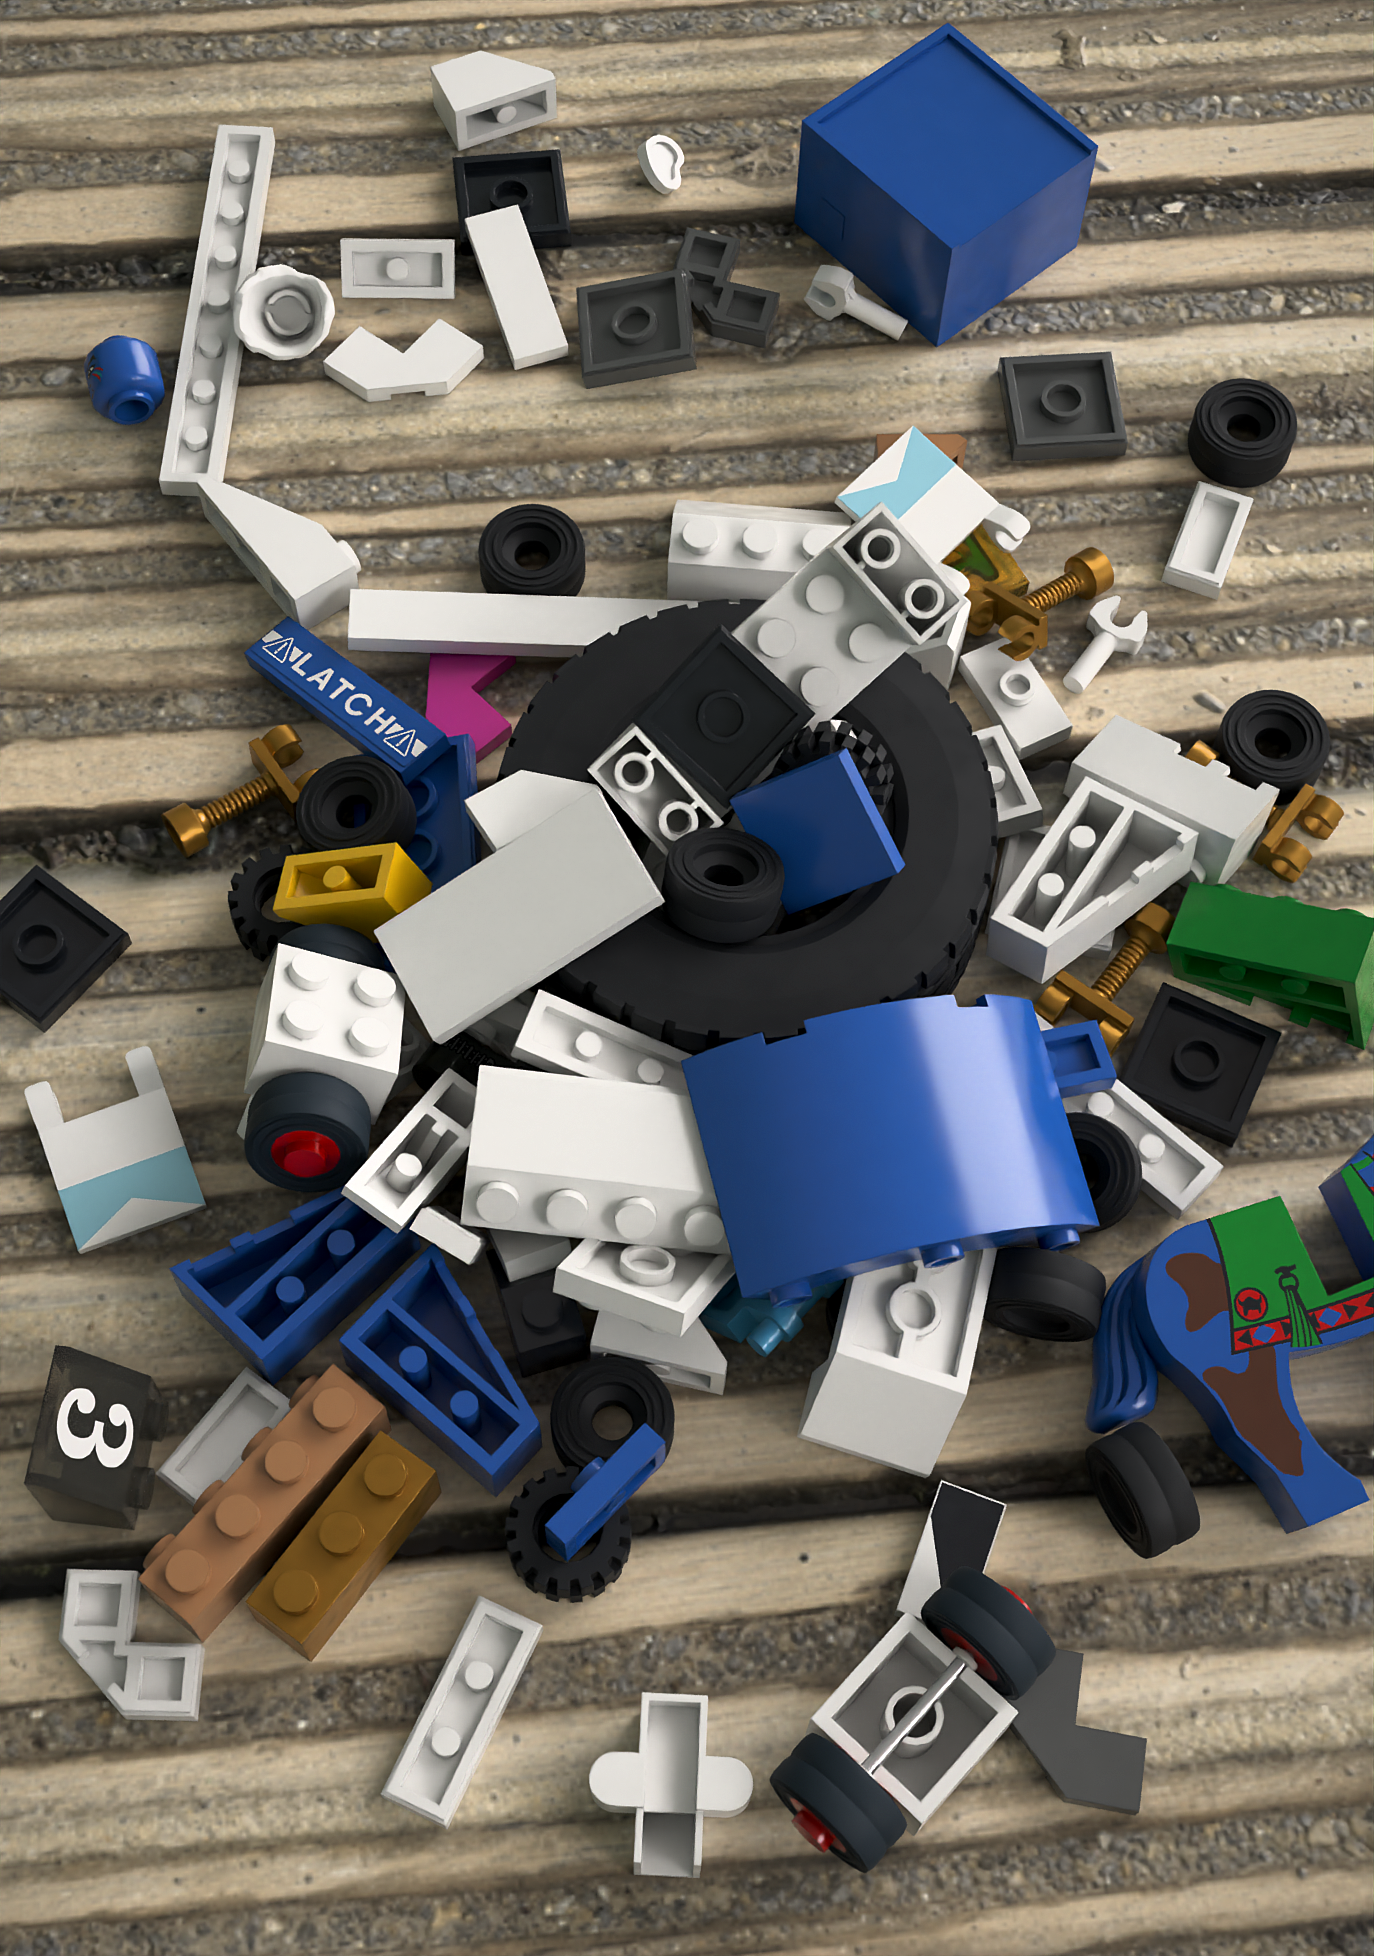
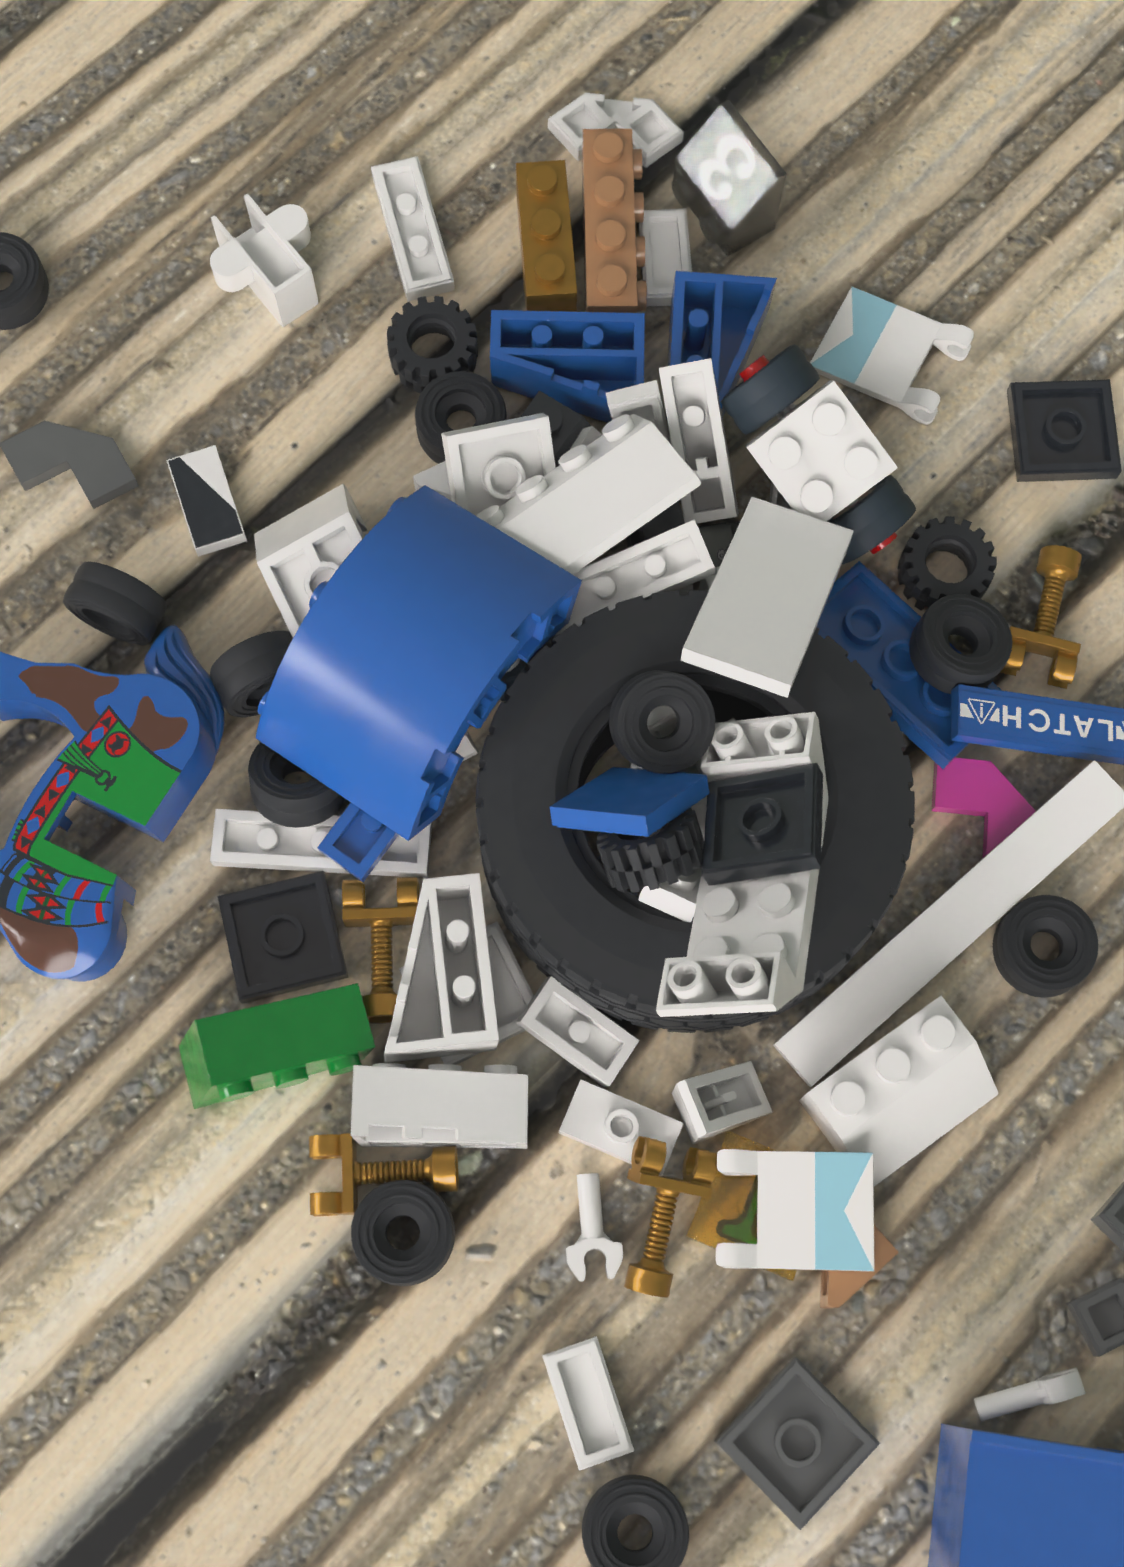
camera: 140 degrees right, 10 degrees up
(350, 887) = (901, 577): yellow slope -> none
(520, 804) = (833, 666): white tile -> none
(603, 1489) = (424, 352): blue plate -> none
(913, 1719) = (154, 369): brick -> none

